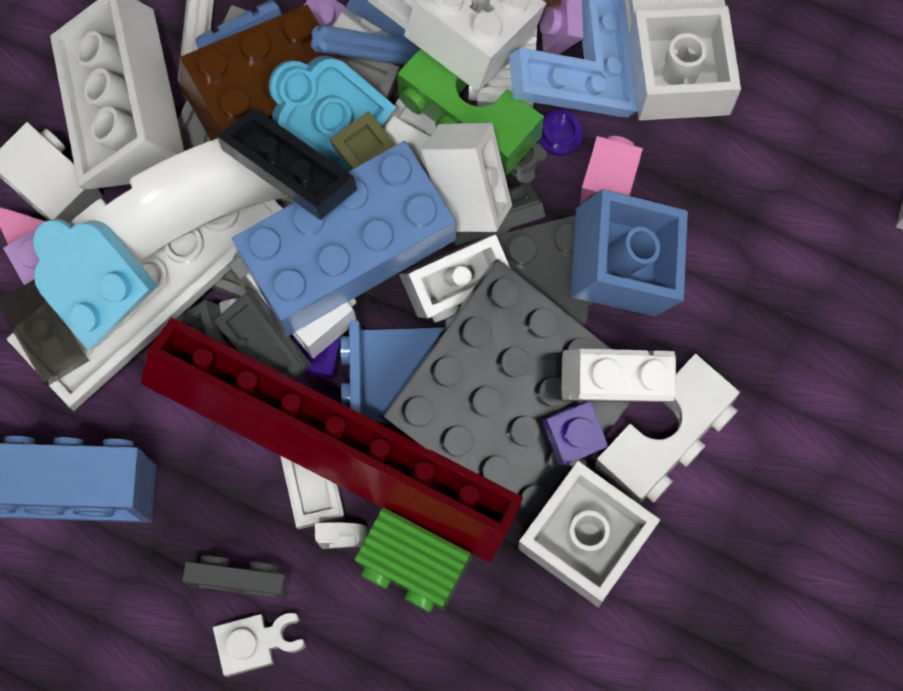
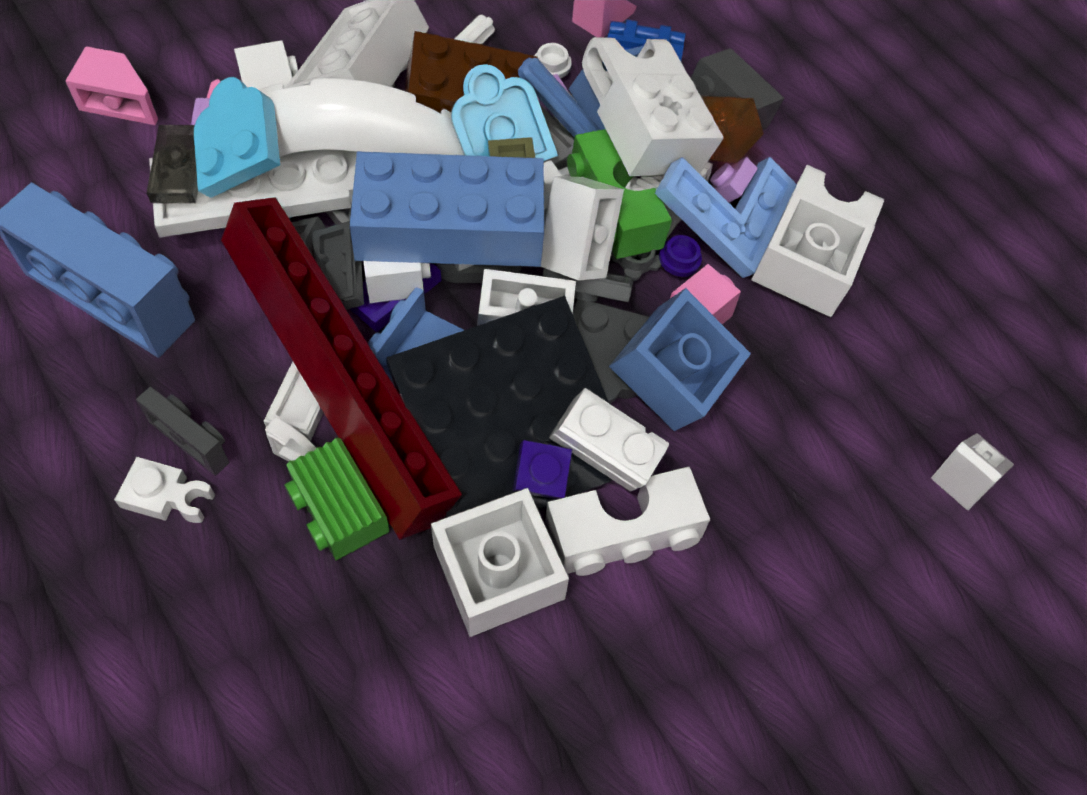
camera: 20 degrees right, 15 degrees down
(287, 163) = (438, 122): black plate -> none

